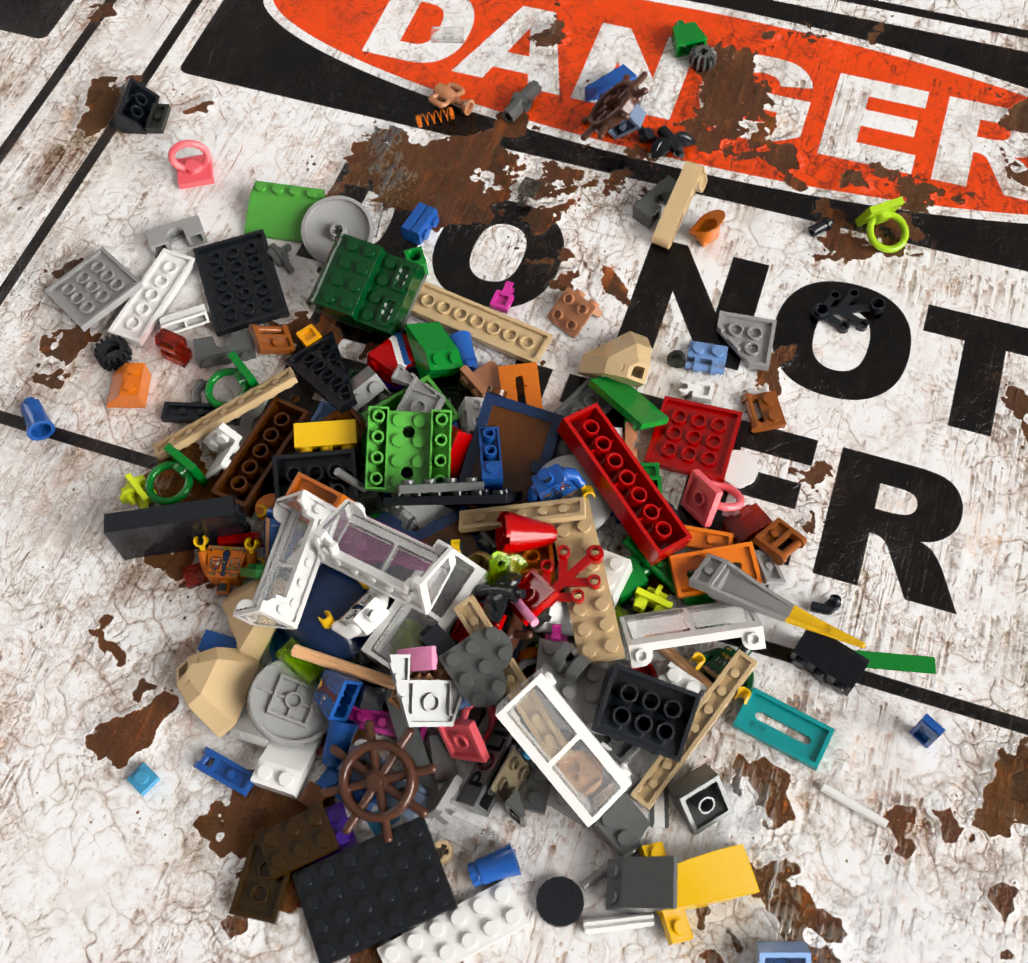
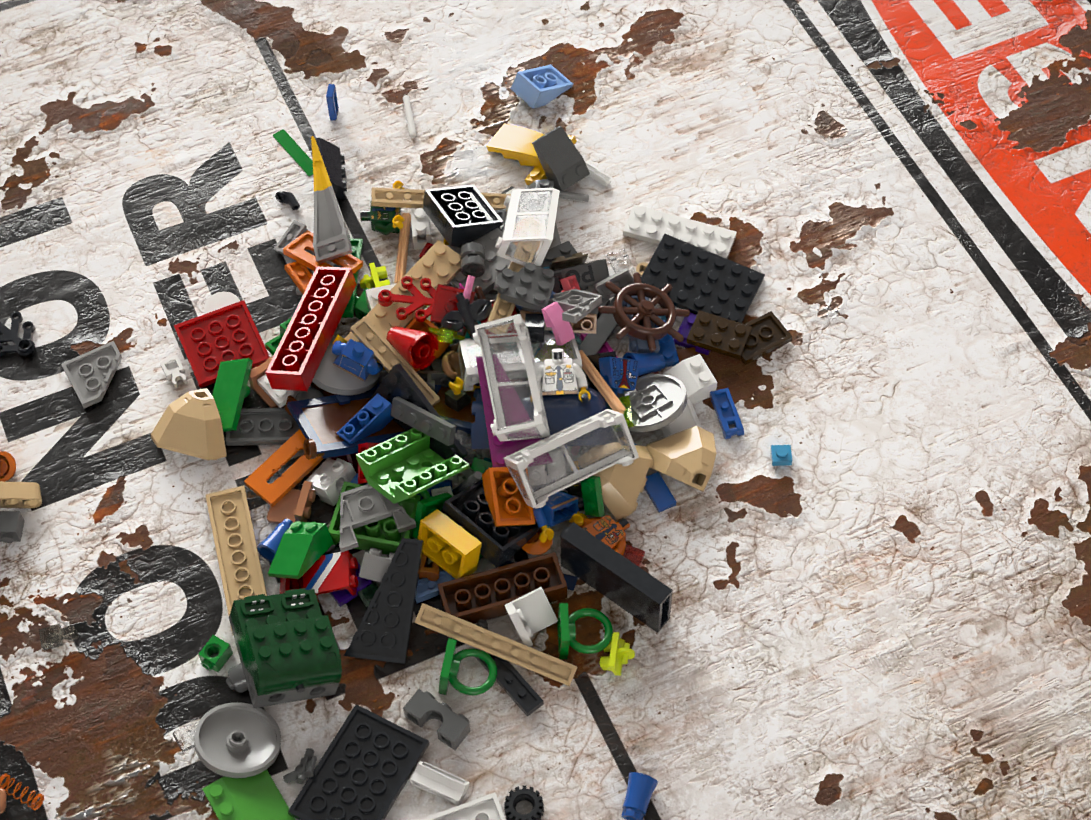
camera: 135 degrees left, 5 degrees down
(129, 386) = (541, 758): orange slope -> none
(173, 347) = (476, 749): clear red brick -> none
(196, 391) = (492, 705): dark grey arm -> none
(272, 343) = (395, 680): dark orange plate -> none
(308, 335) = (364, 668): light orange plate -> none
(420, 223) = (169, 687): blue brick -> none
(494, 866) = (623, 237): blue plant -> none
(503, 299) = (198, 559): dark pink plate -> none
(515, 809) = (581, 242): dark grey slope -> none
(560, 902) = (607, 201): black tile -> none
(573, 311) = (167, 498): nougat bracket -> none
(676, 359) = (155, 402): pearl dark grey plate -> none
(687, 626) = (383, 236): windscreen -> none
(700, 798) = (482, 177): dark grey slope -> none
(704, 496) = (272, 296): coral tile -> none
(709, 354) = (130, 390): medium blue plate -> none
(747, 523) = (267, 270): clear red brick -> none
(769, 410) = (153, 321): dark orange plate -> none
(775, 535) = (263, 250): dark orange plate -> none
(816, 731) = (400, 153): teal piece -> none

